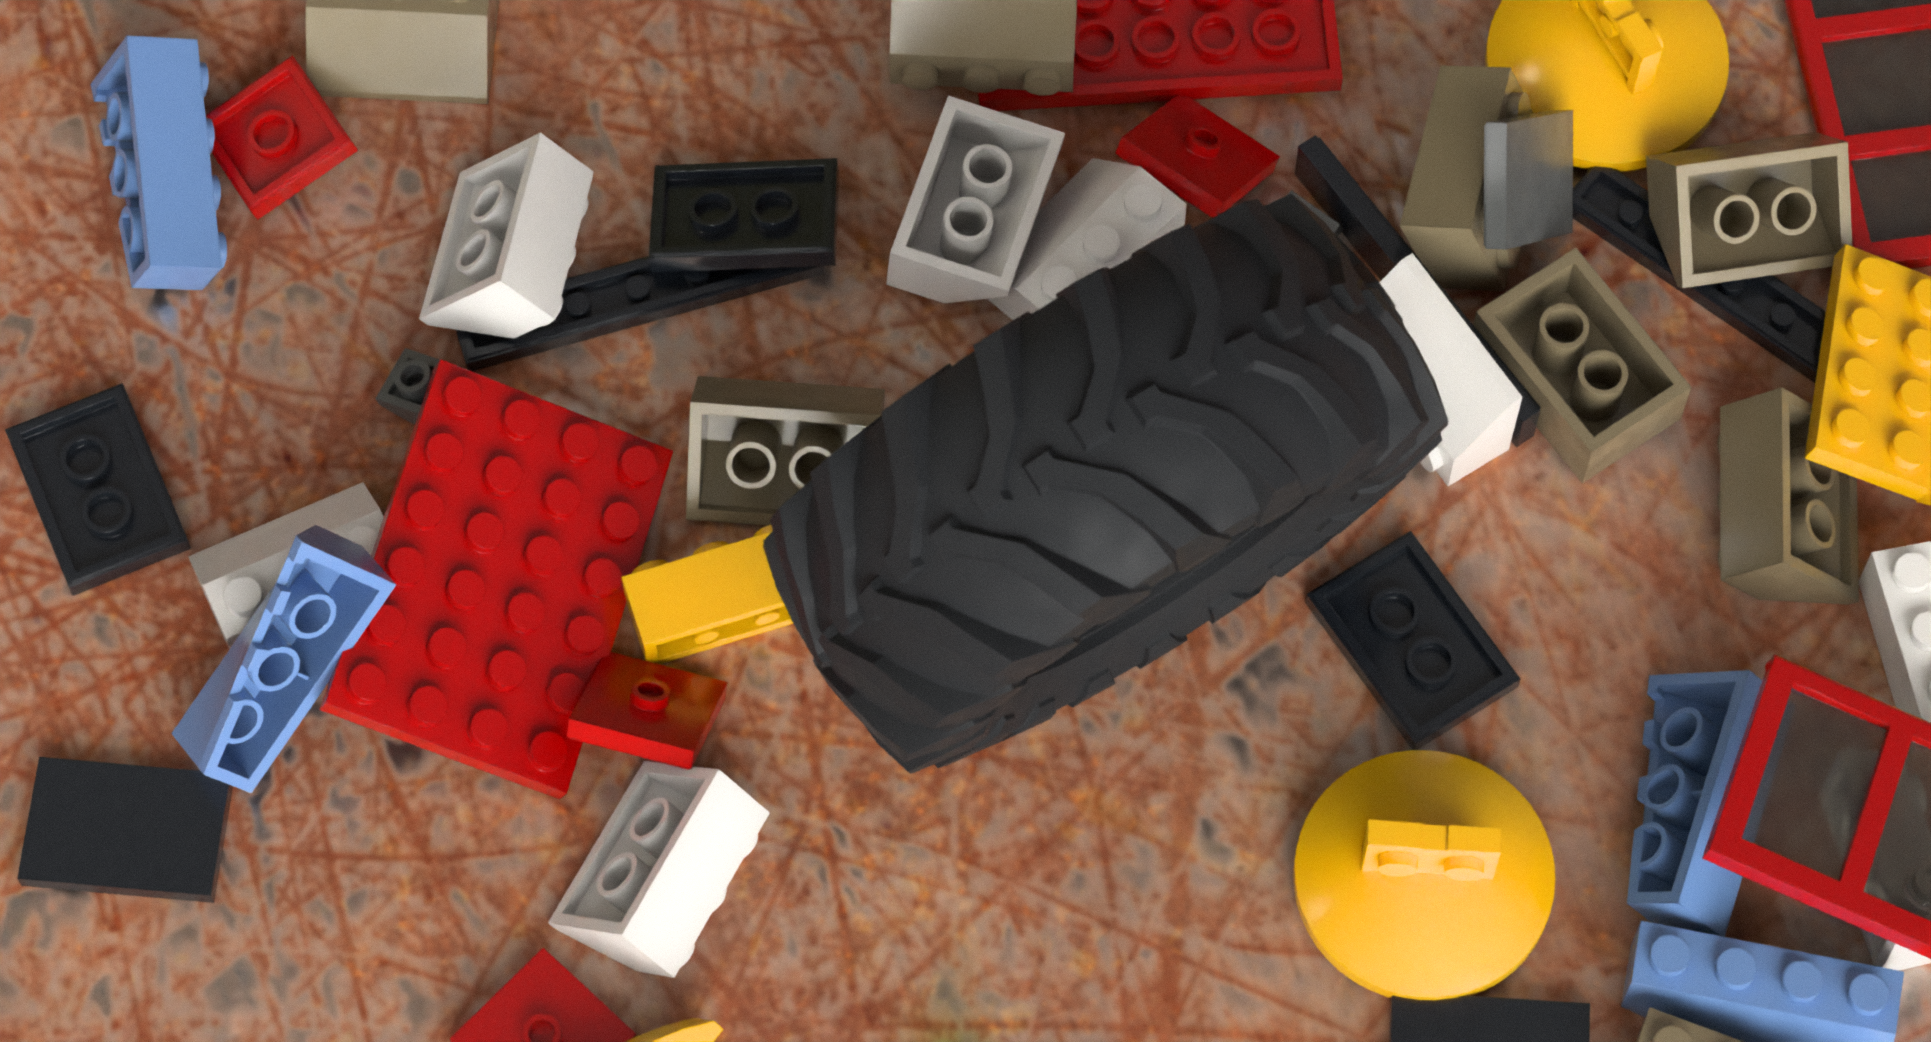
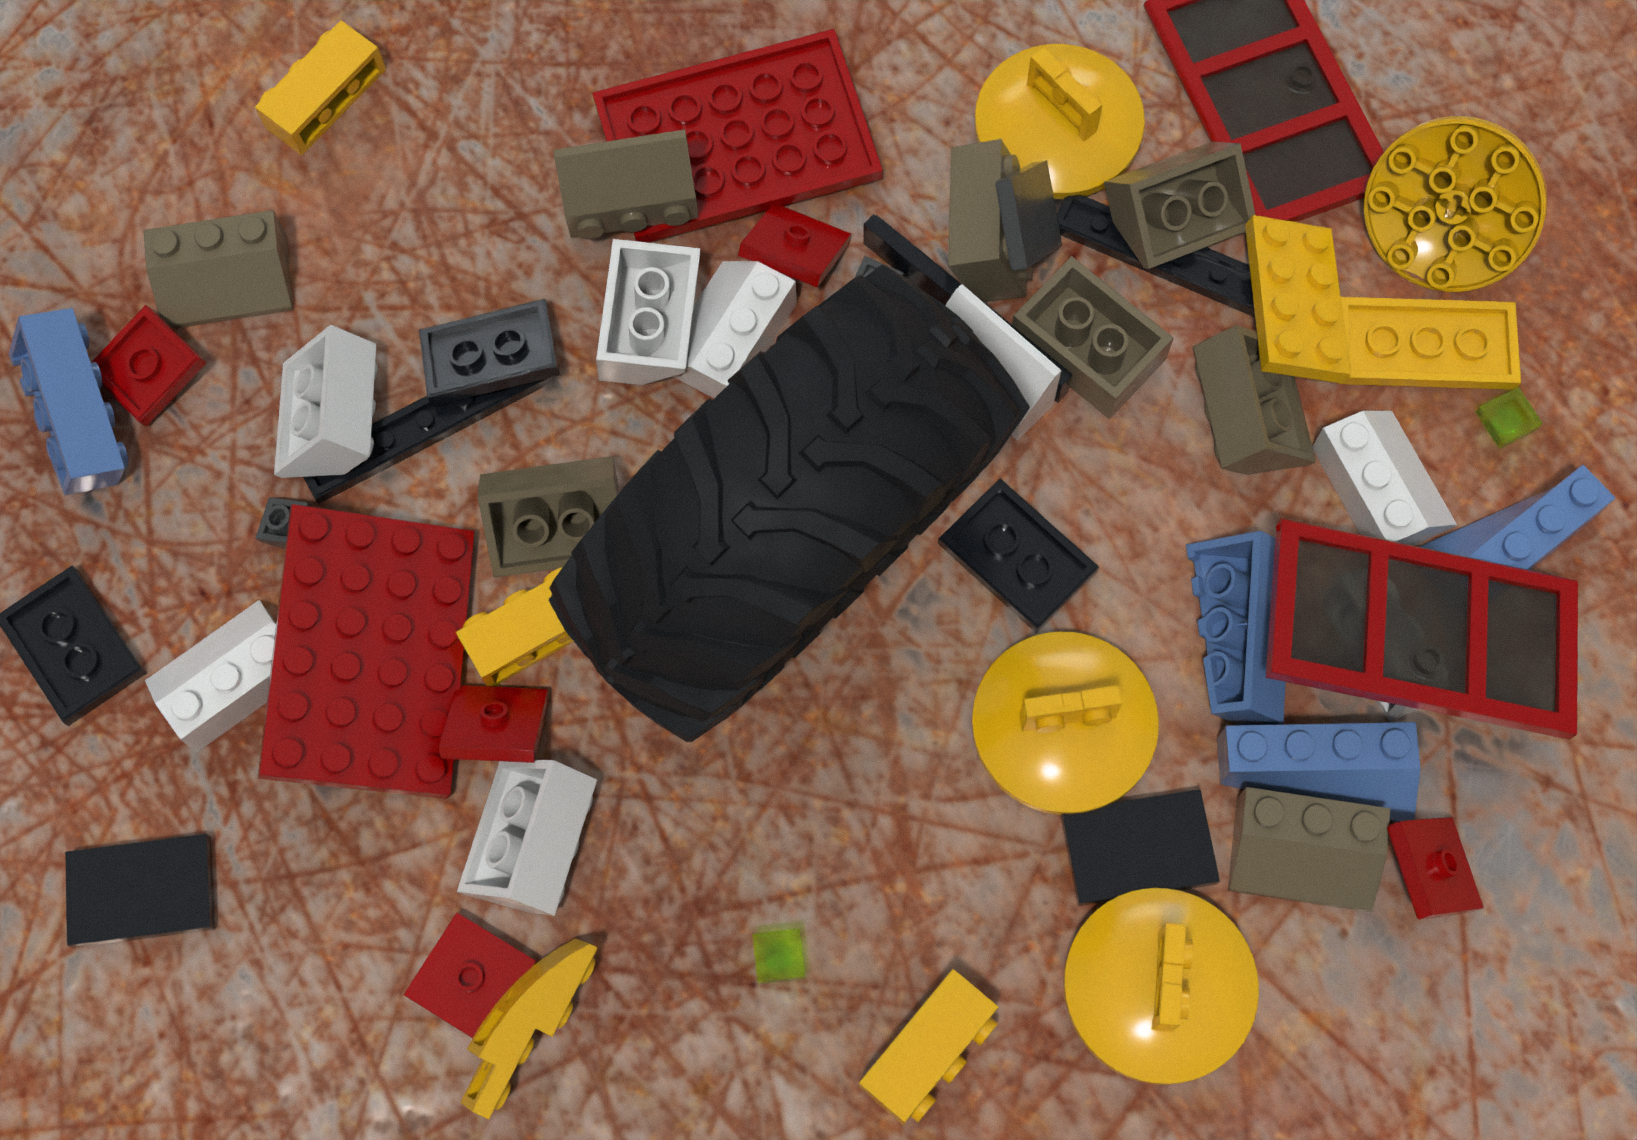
camera: 10 degrees left, 5 degrees up
(283, 658) = (223, 746): medium blue wedge -> none

